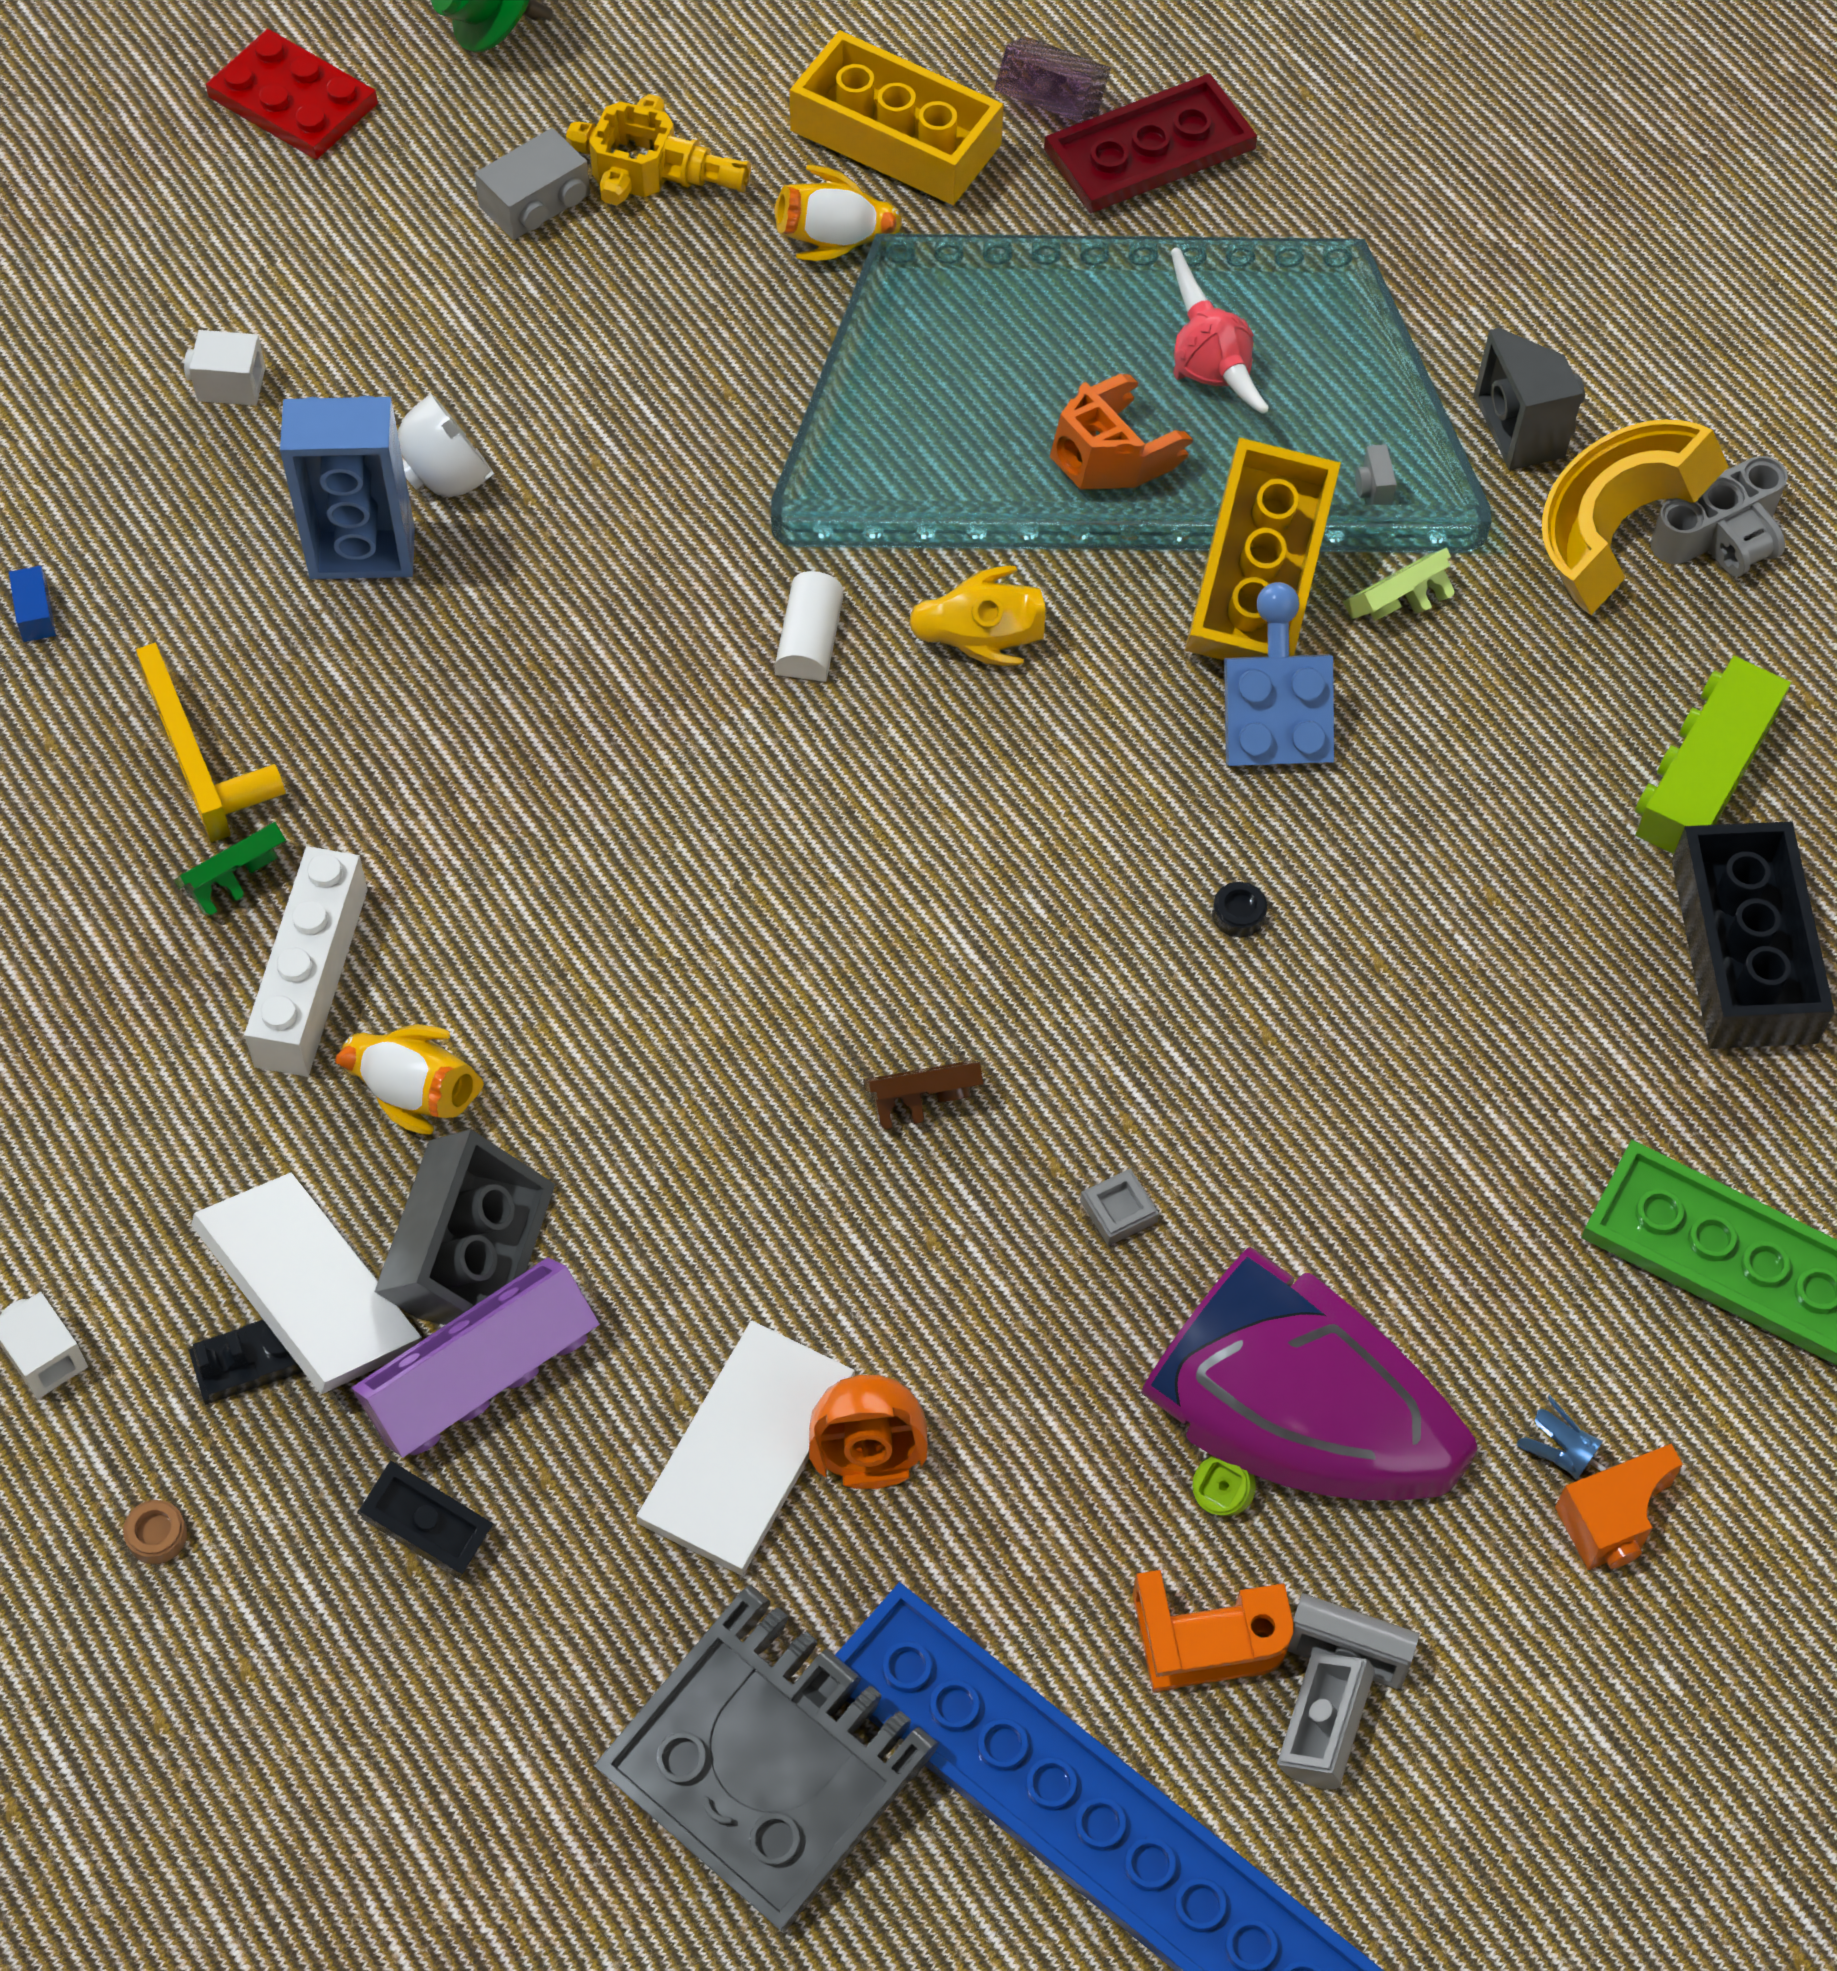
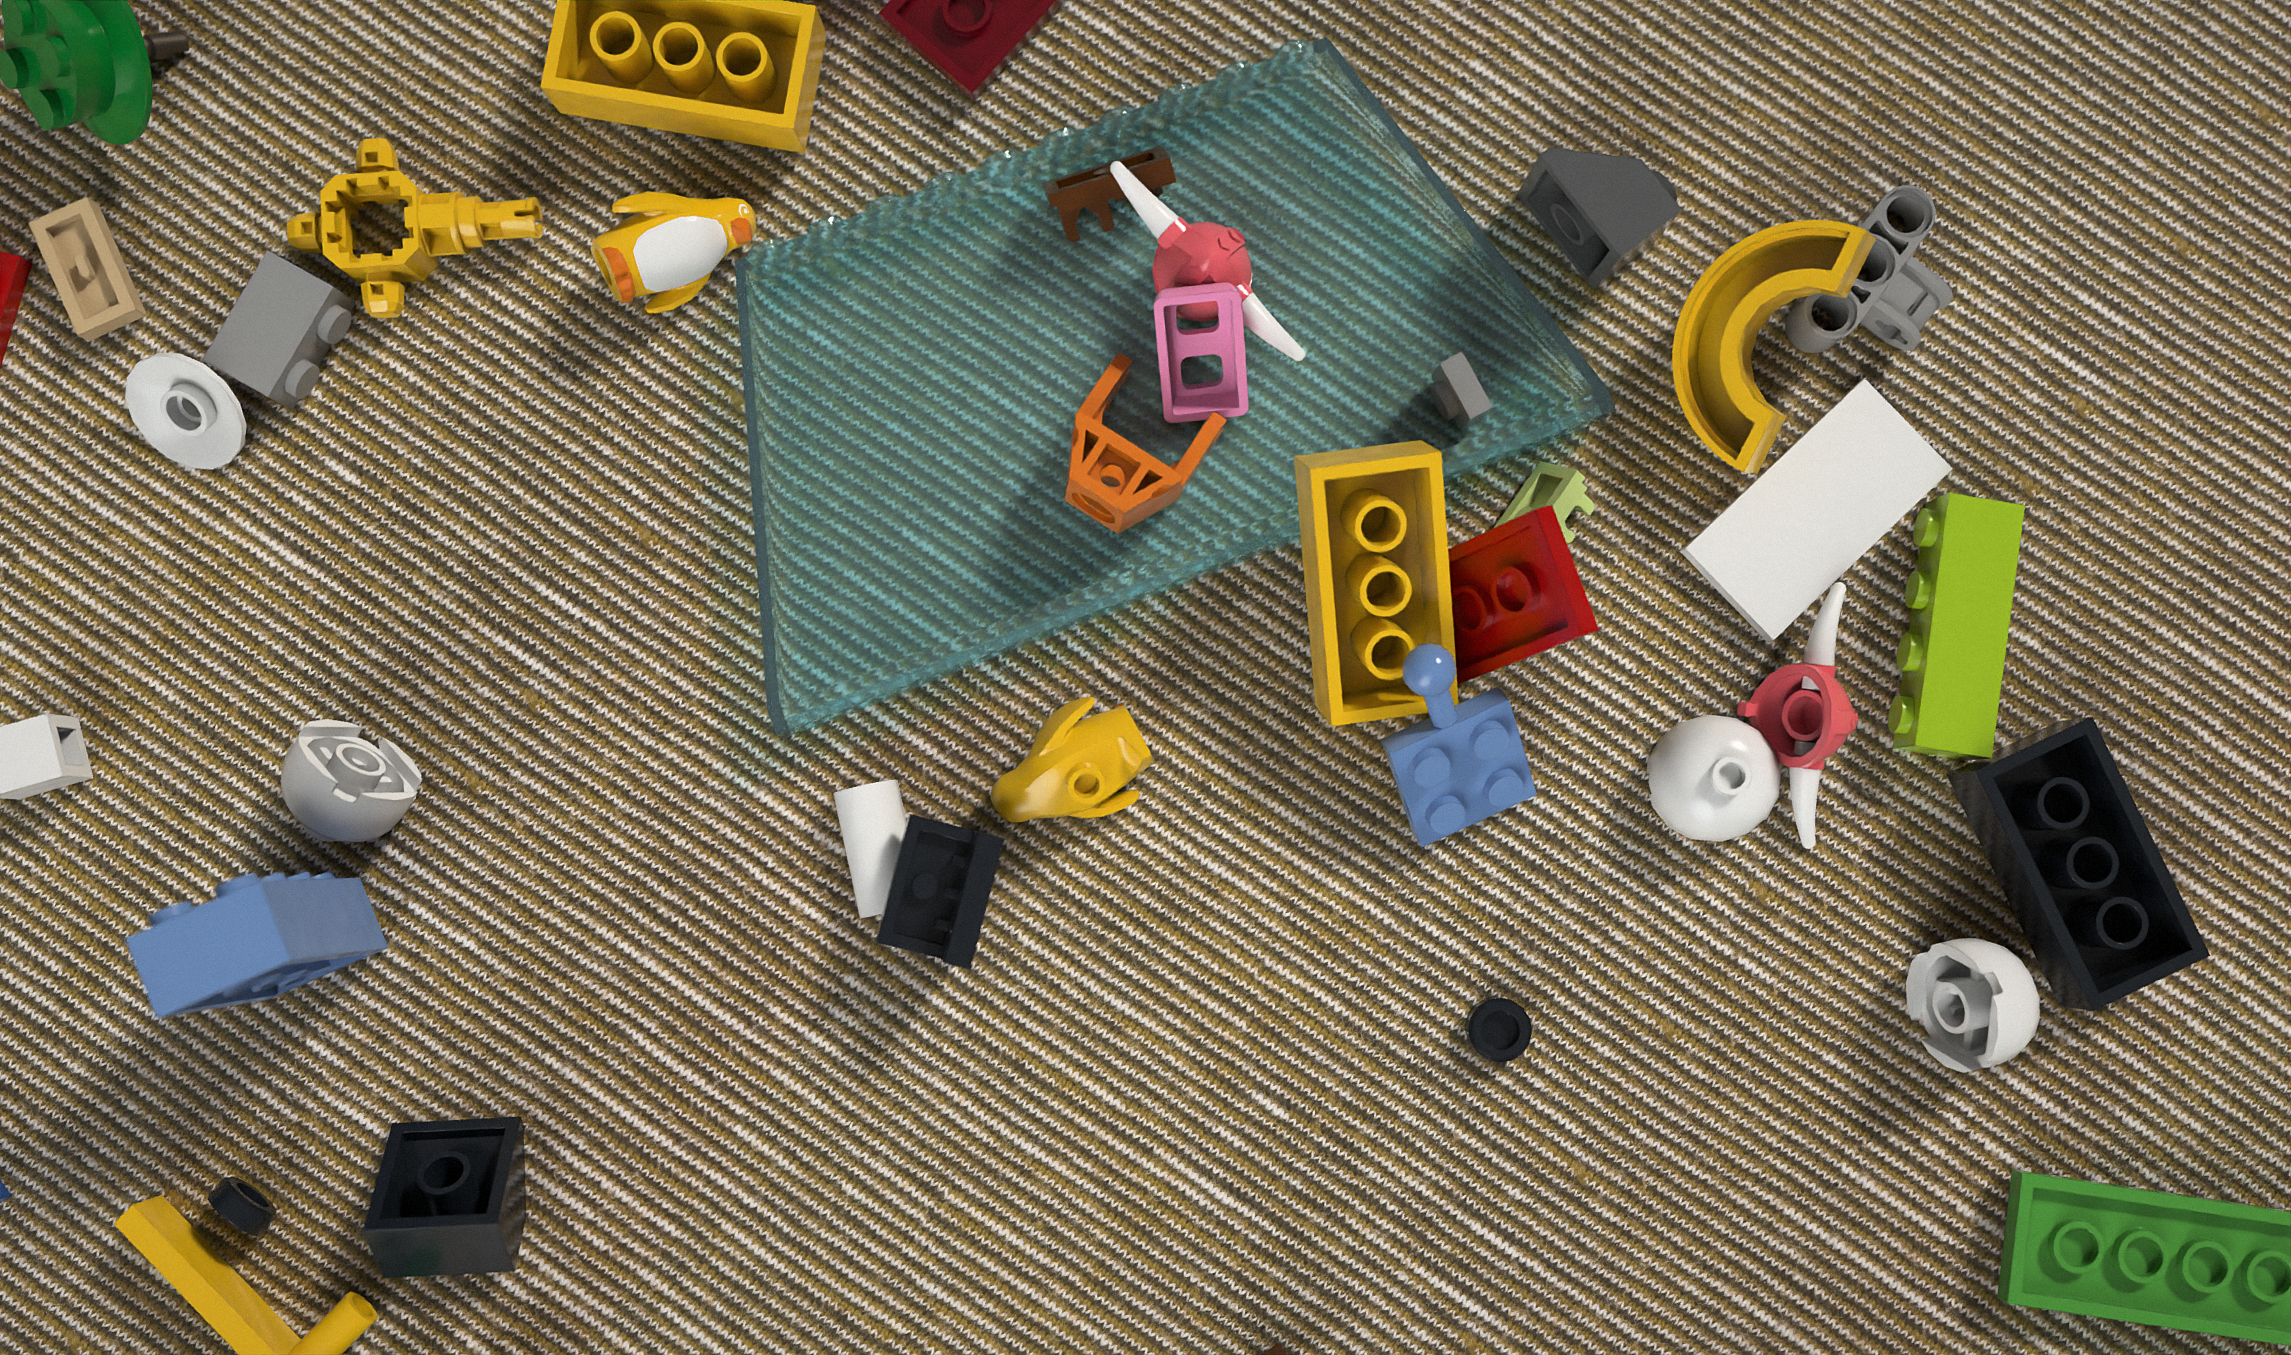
camera: 25 degrees left, 25 degrees up
(227, 686) = (243, 1205): none -> black tile
(379, 735) = (449, 1198): none -> black slope
(417, 111) = (87, 269): none -> tan plate
(429, 201) = (185, 410): none -> white dish
(849, 648) = (940, 890): none -> black bracket
(1156, 276) = (1097, 185): none -> reddish brown plate
(1174, 381) = (1226, 339): none -> bright pink piece
(1360, 592) = (1515, 594): none -> red plate
(1480, 796) = (1713, 778): none -> white cylinder
(1567, 772) = (1806, 713): none -> coral helmet
(1627, 655) = (1816, 510): none -> white tile
(1634, 1001) = (1972, 1002): none -> white cylinder

